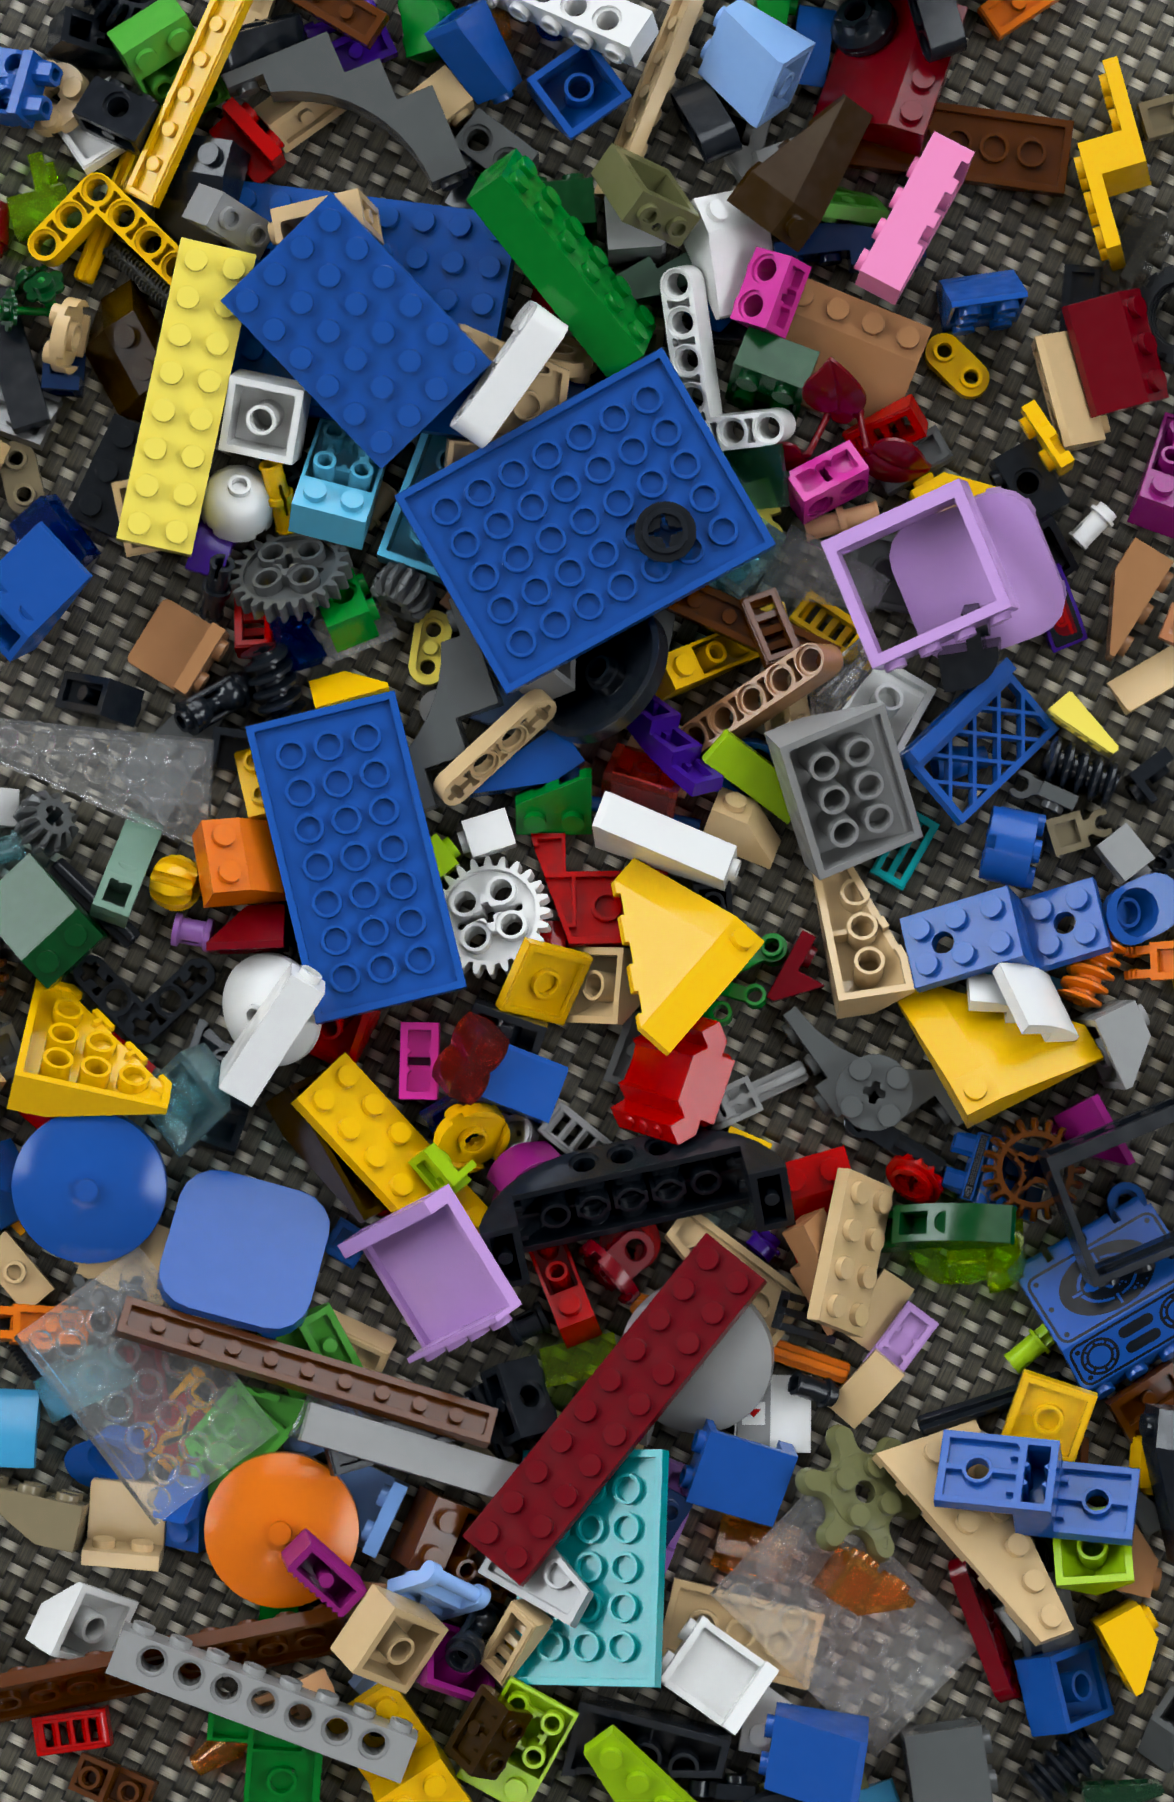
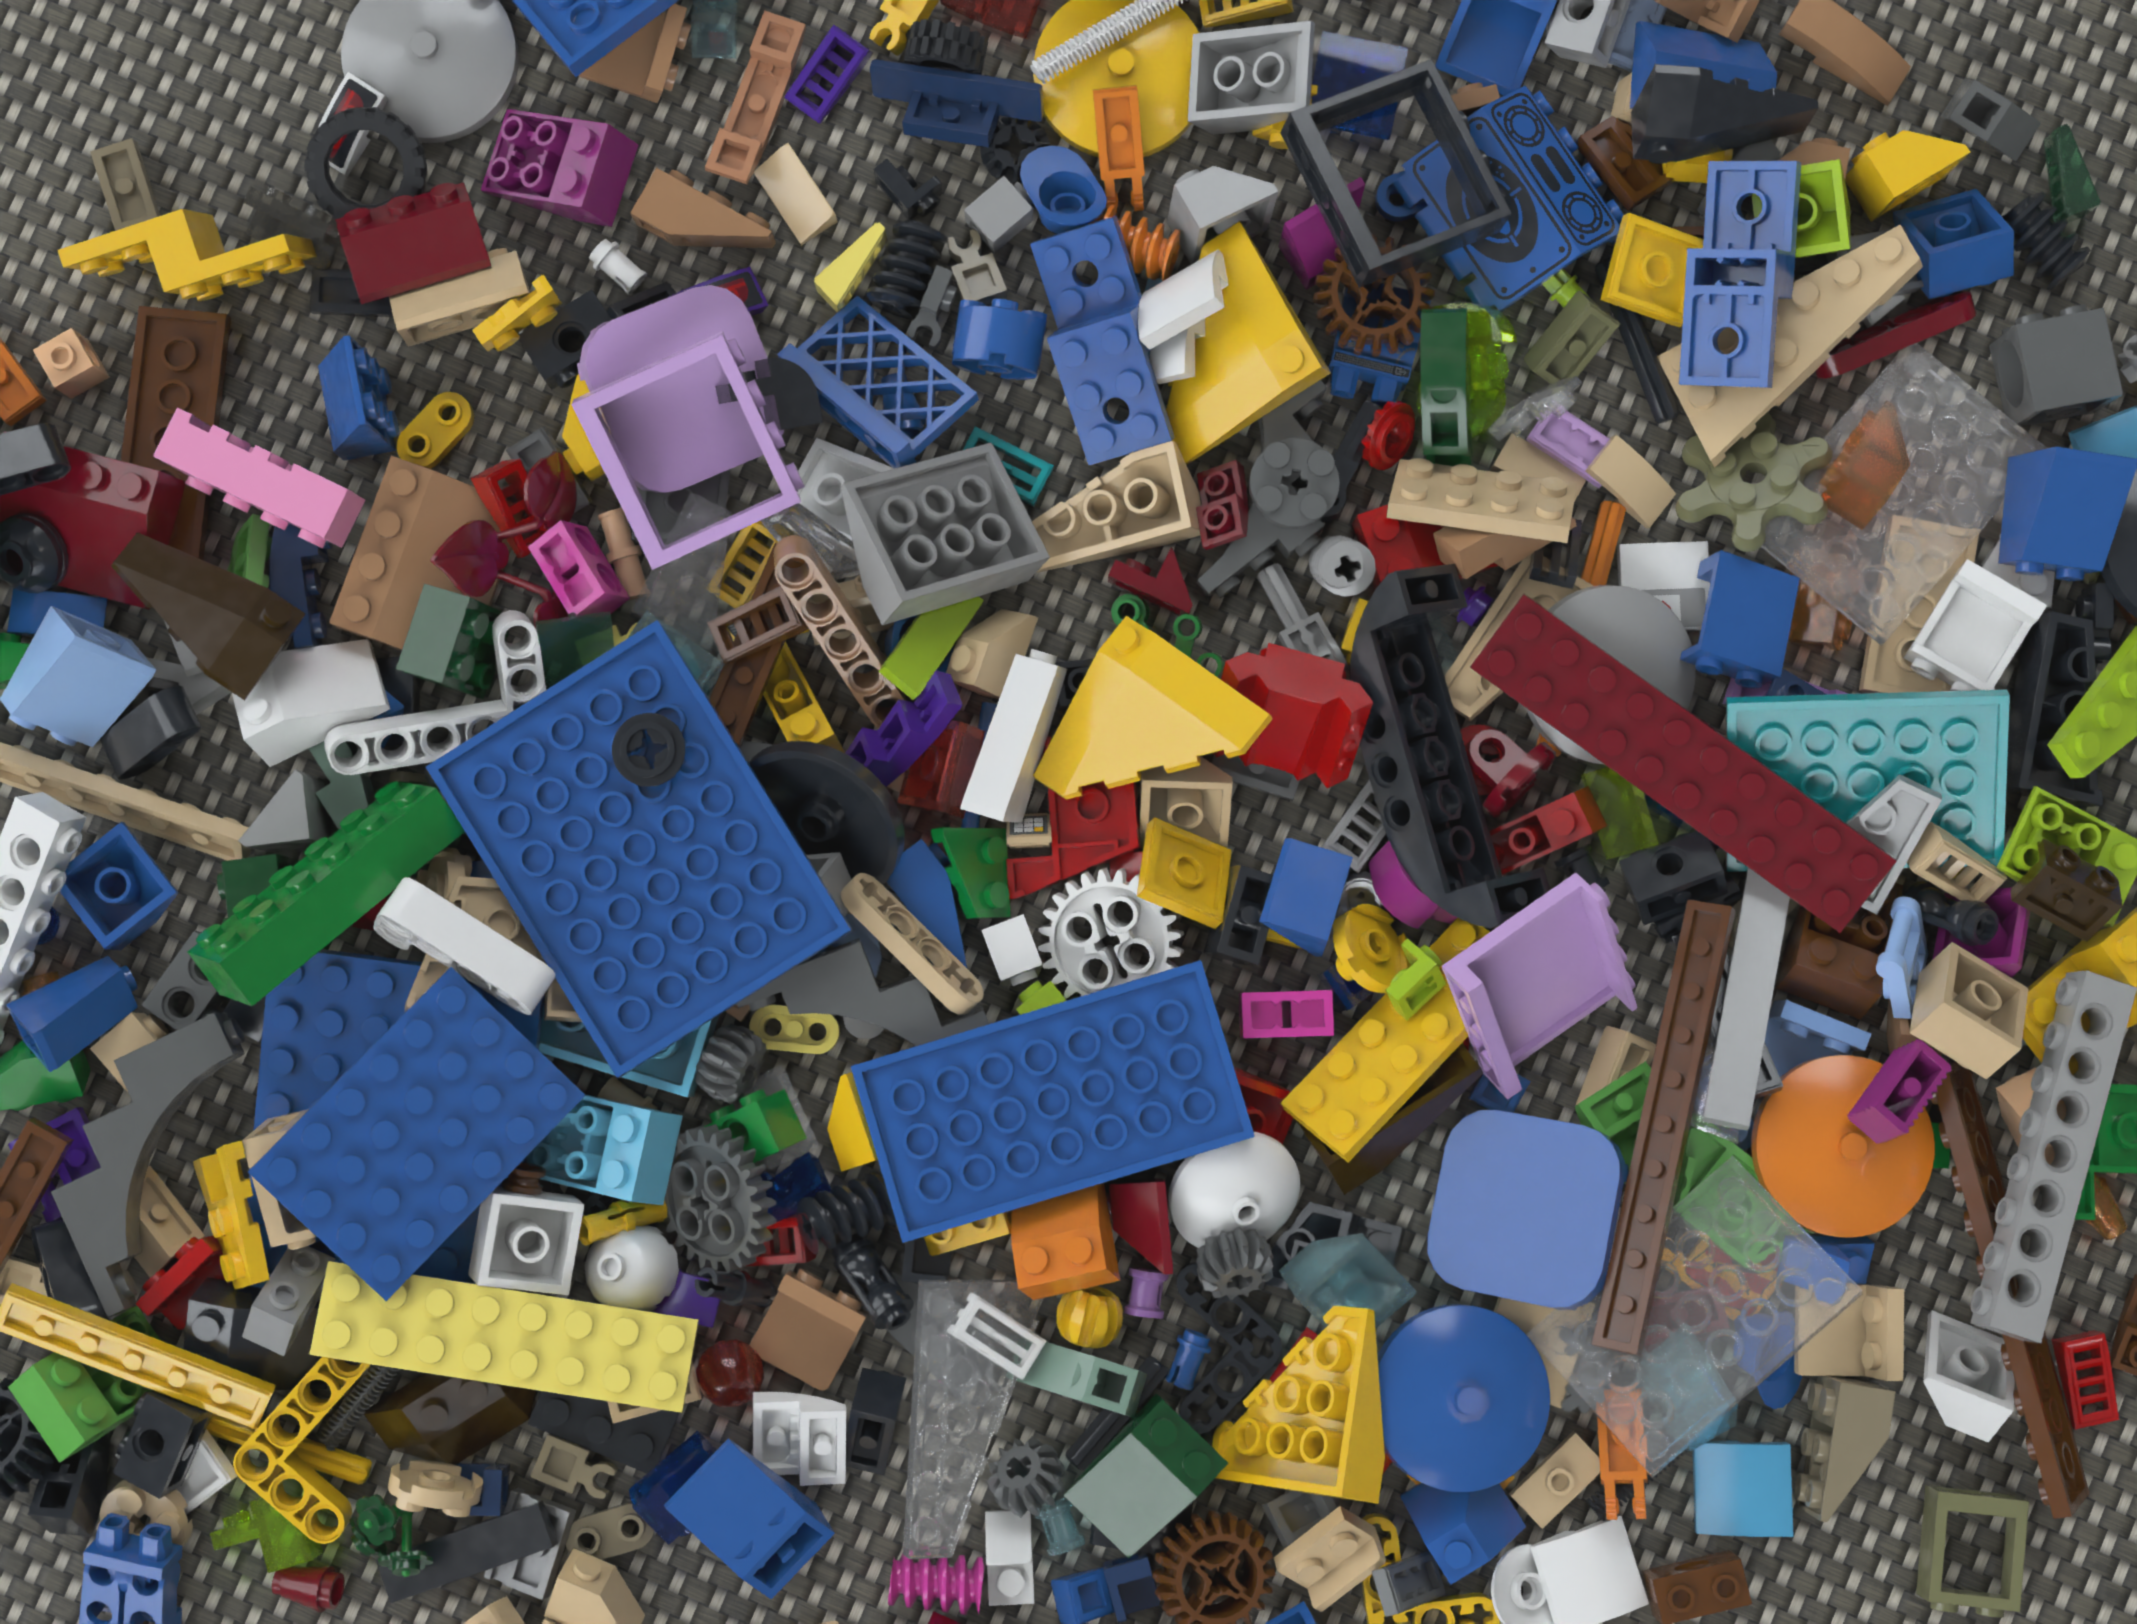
camera: 95 degrees left, 0 degrees up
(78, 443) = (566, 1464): none -> dark tan plate
(90, 637) = (800, 1436): none -> white slope
(136, 965) = (1188, 1358): none -> blue pin
(146, 581) = (730, 1373): none -> clear red piece
(180, 777) = (967, 1318): none -> white tile
(212, 1005) = (1234, 1263): none -> dark grey gear
(270, 1033) = (1272, 1190): white slope -> none
(298, 176) = (230, 1215): none -> yellow wing
(315, 418) = (525, 1179): none -> reddish brown bush
(467, 1062) = (1281, 949): clear red brick -> none
(586, 856) = (1031, 833): none -> slope
(645, 195) = (241, 797): olive window -> none
(775, 286) = (356, 635): dark pink brick -> none
(792, 1119) = (1357, 573): none -> light grey piece
(820, 1391) = (1638, 531): black pin -> none
(859, 1033) = (1224, 504): none -> dark red slope
(932, 1308) = (1540, 405): none -> clear slope
(990, 1343) = (1571, 340): none -> olive slope
(1026, 63) = (71, 363): none -> light nougat brick

